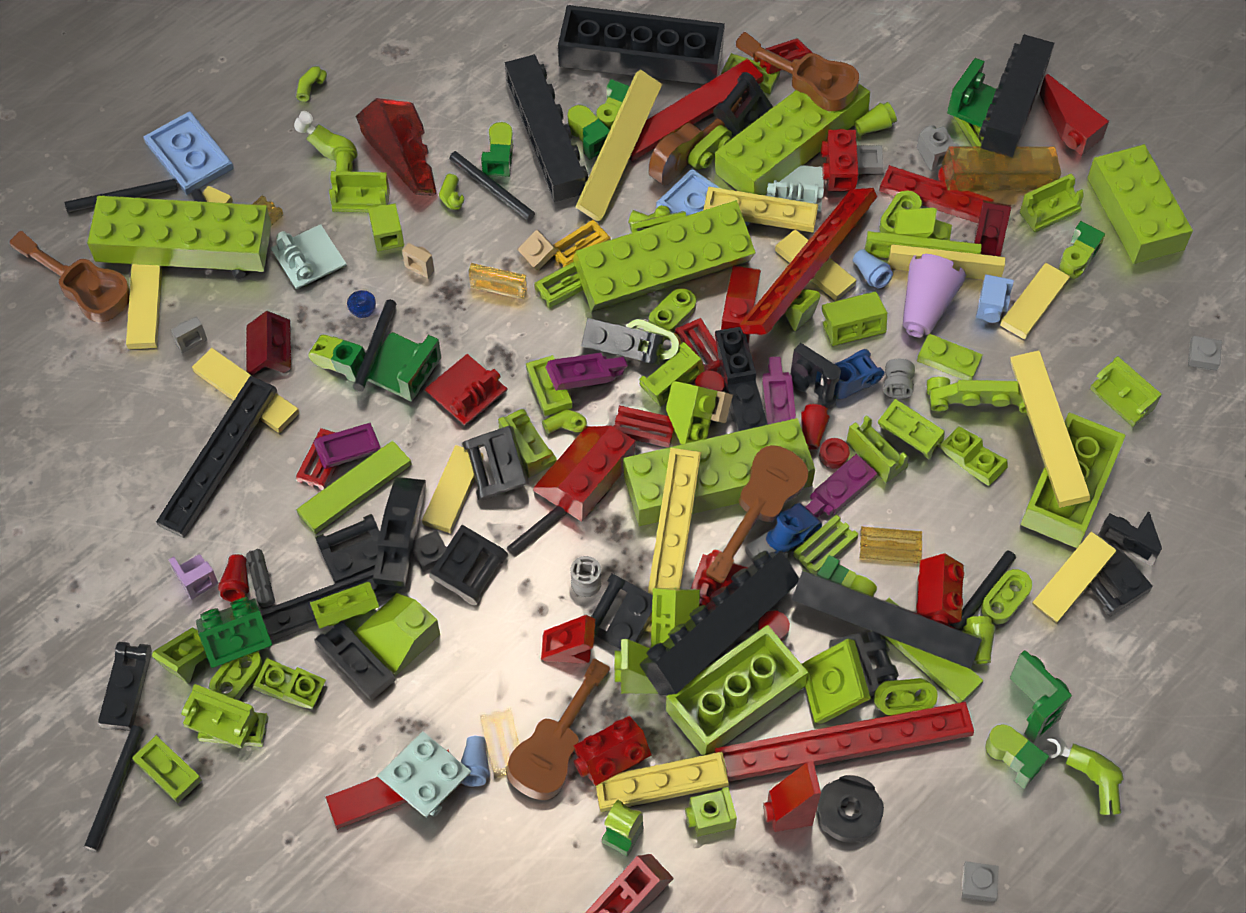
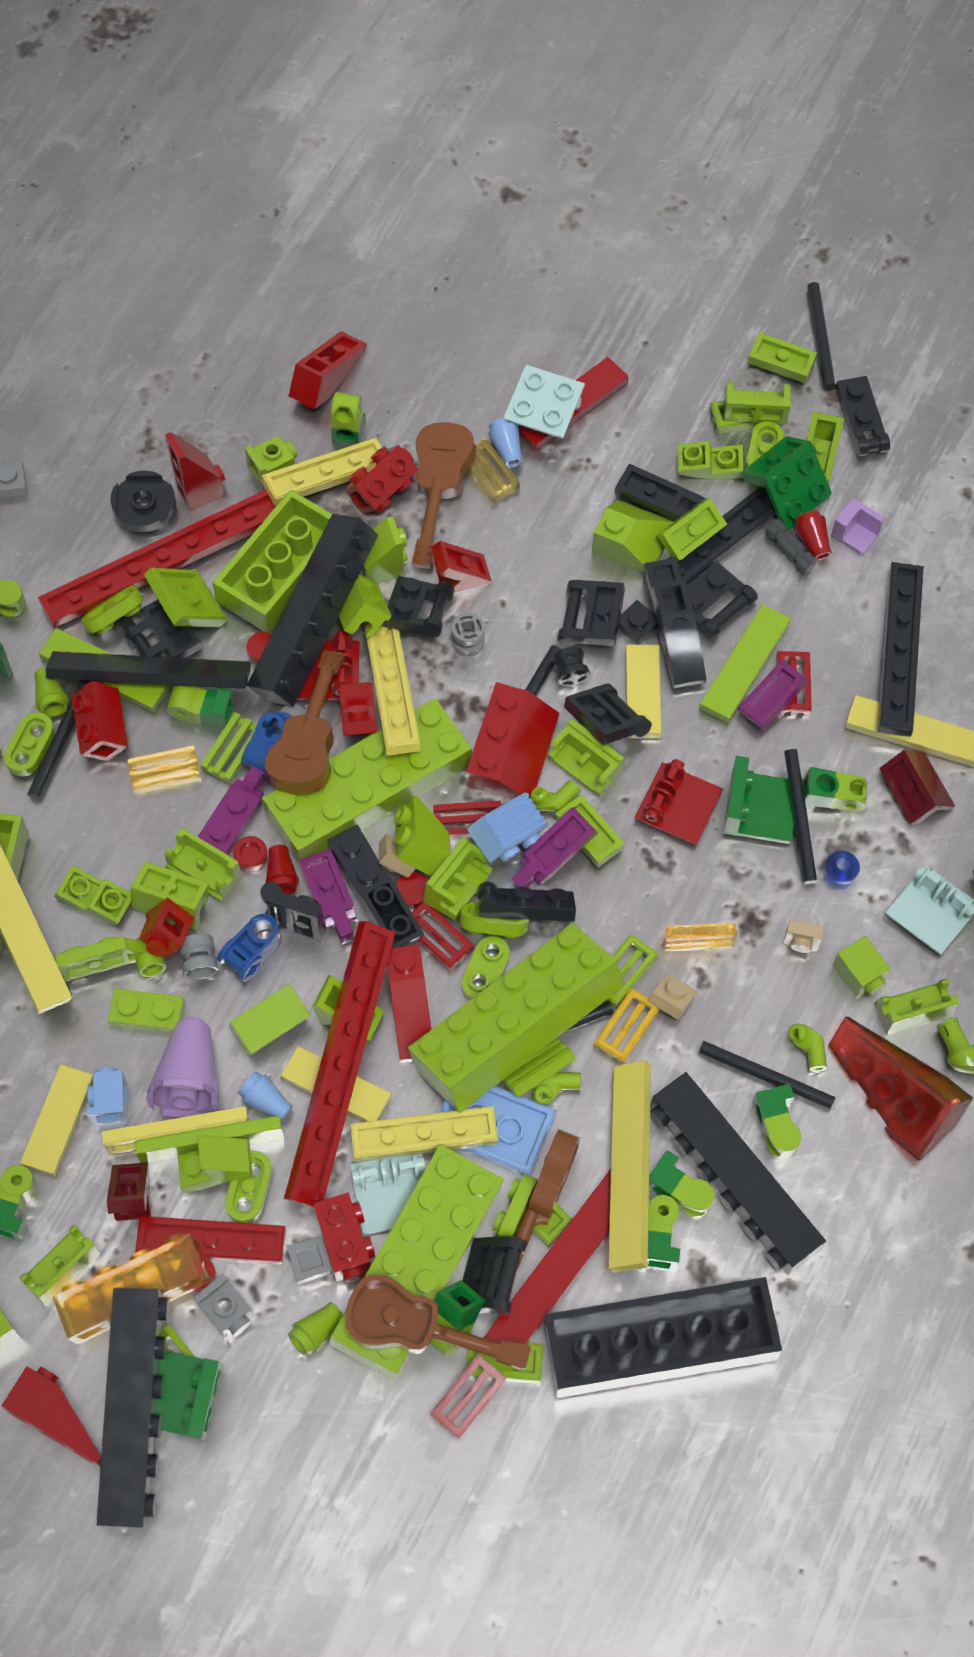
camera: 160 degrees right, 5 degrees up
(507, 521) = (570, 666): none -> black wheel
(617, 392) = (507, 828): none -> light blue brick
(708, 524) = (358, 708): none -> red slope
(775, 86) = (454, 1315): none -> green leg
(923, 394) = (159, 934): none -> red brick

